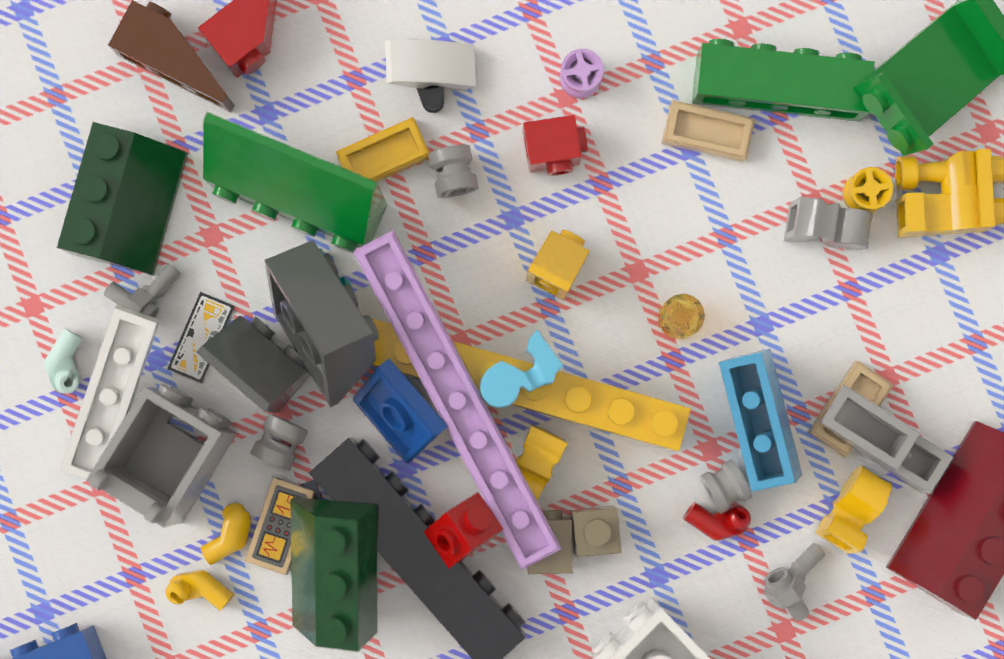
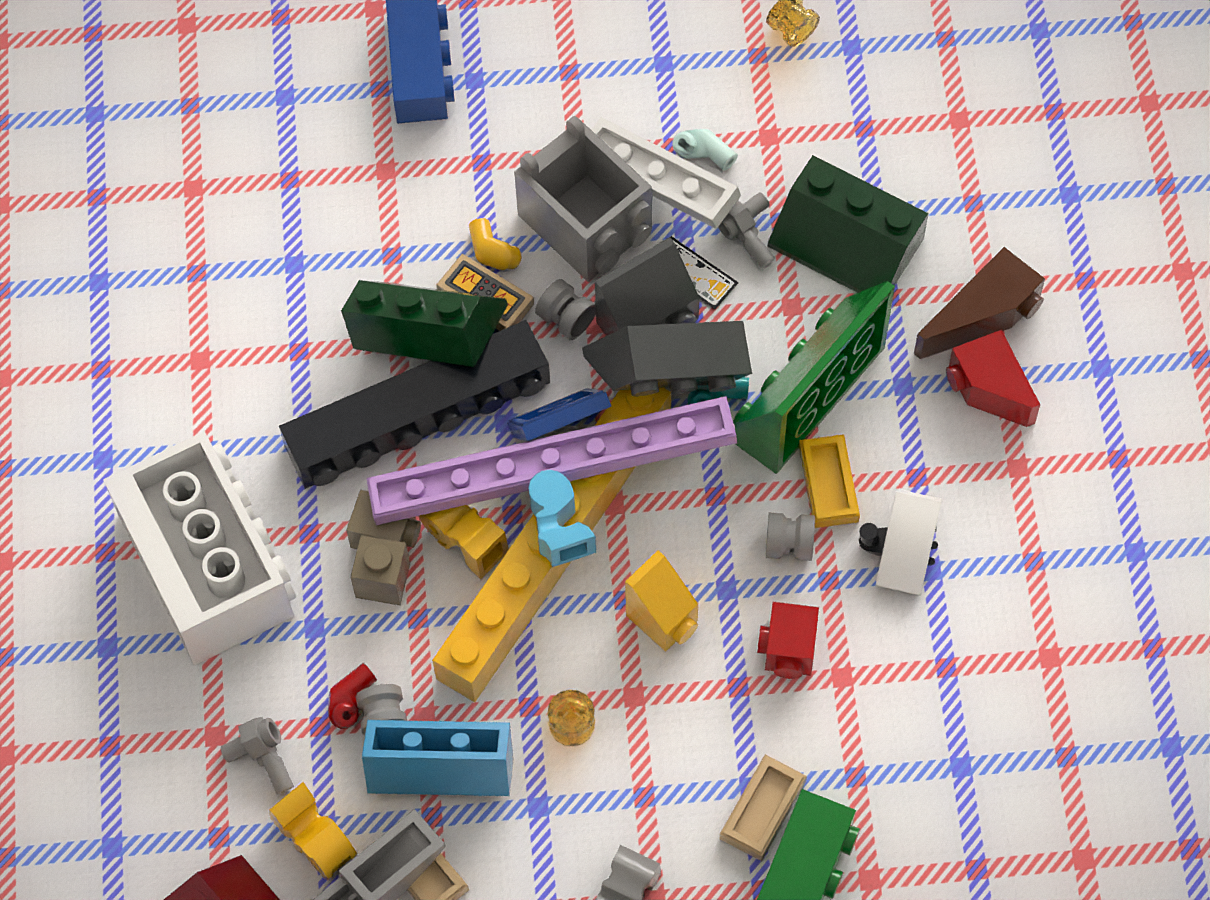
camera: 110 degrees right, 20 degrees down
(197, 585) = (453, 211): yellow arm -> none
(463, 530) = (422, 434): red brick -> none
(580, 64) = (862, 680): lavender wheel -> none

